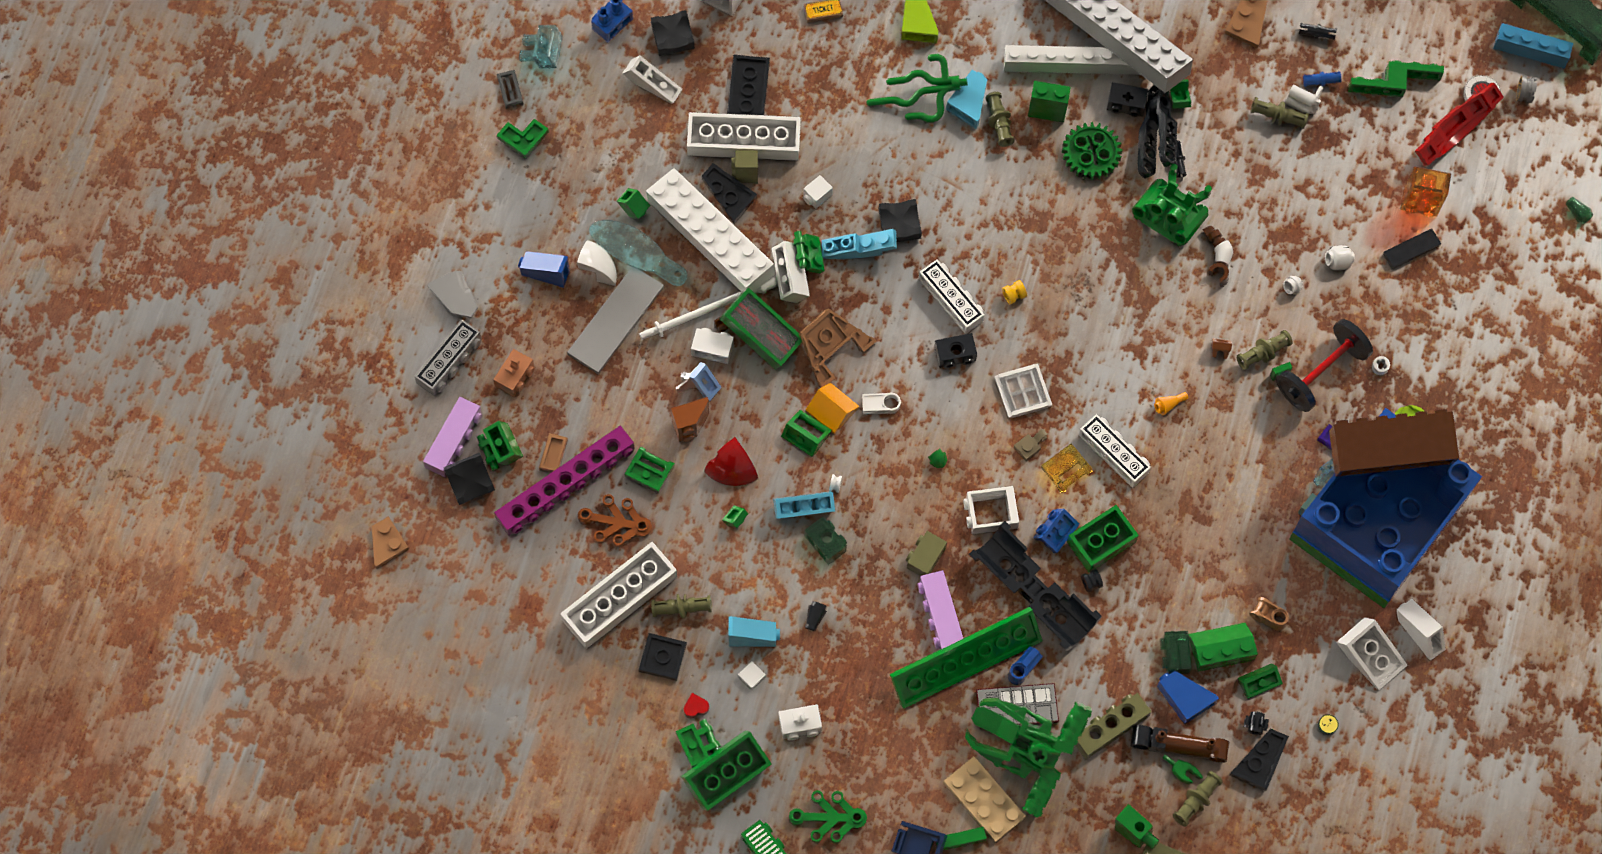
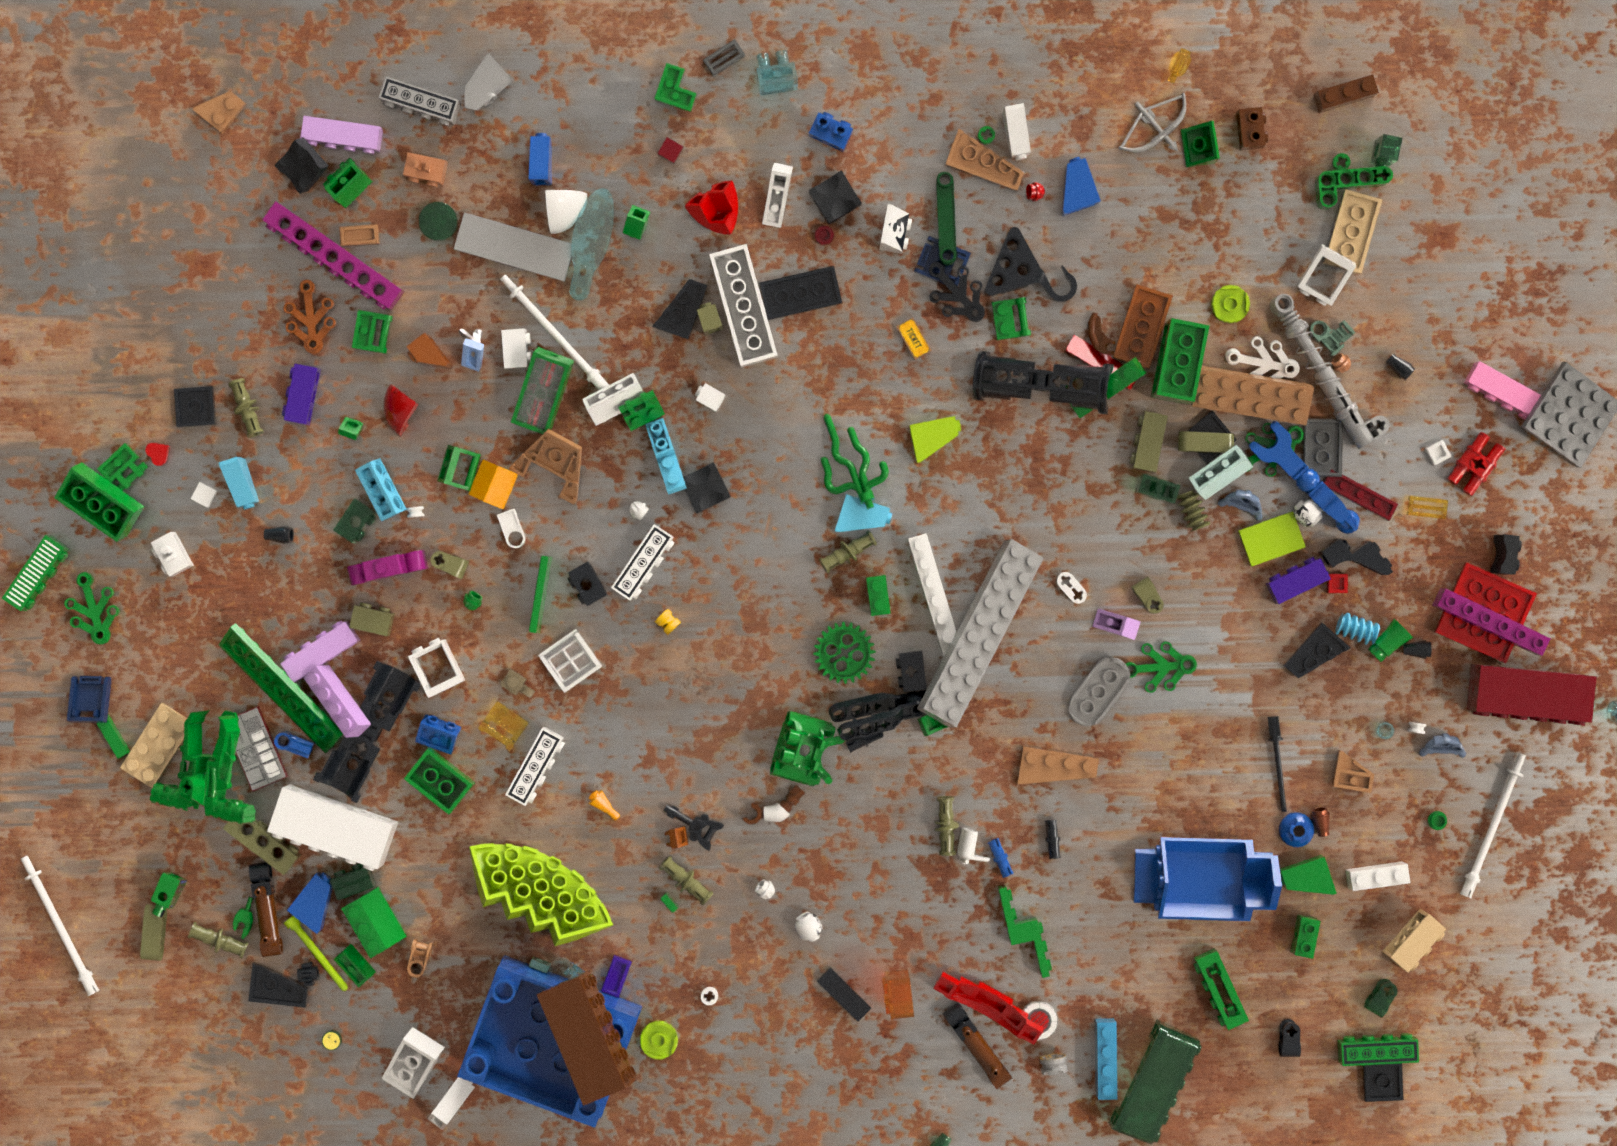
camera: 70 degrees right, 20 degrees up
(567, 377) = (438, 221): none -> clear green tile
(576, 159) = (670, 150): none -> dark red tile
(619, 595) = (234, 346): white brick -> none
(644, 134) = (716, 208): none -> red brick
(687, 551) = (301, 394): none -> dark purple brick
(702, 55) = (824, 235): none -> dark red tile
(710, 232) = (628, 307): white brick -> none
(880, 525) = (387, 567): none -> magenta brick
(897, 466) = (453, 565): none -> olive piece
(901, 285) = (638, 510): none -> white plate
(952, 390) = (540, 594): none -> green tile
(996, 605) = (337, 701): none -> lavender brick
(1092, 580) = (397, 782): black wheel -> none
(1118, 650) = (332, 827): none -> white brick
(1201, 723) = (294, 924): none -> lime piece
(1215, 328) = (696, 825): none -> black piece
(1236, 483) = (539, 889): none -> lime brick
(1351, 340) = (718, 963): black piece -> none
(1477, 151) = (977, 1045): none -> reddish brown piece

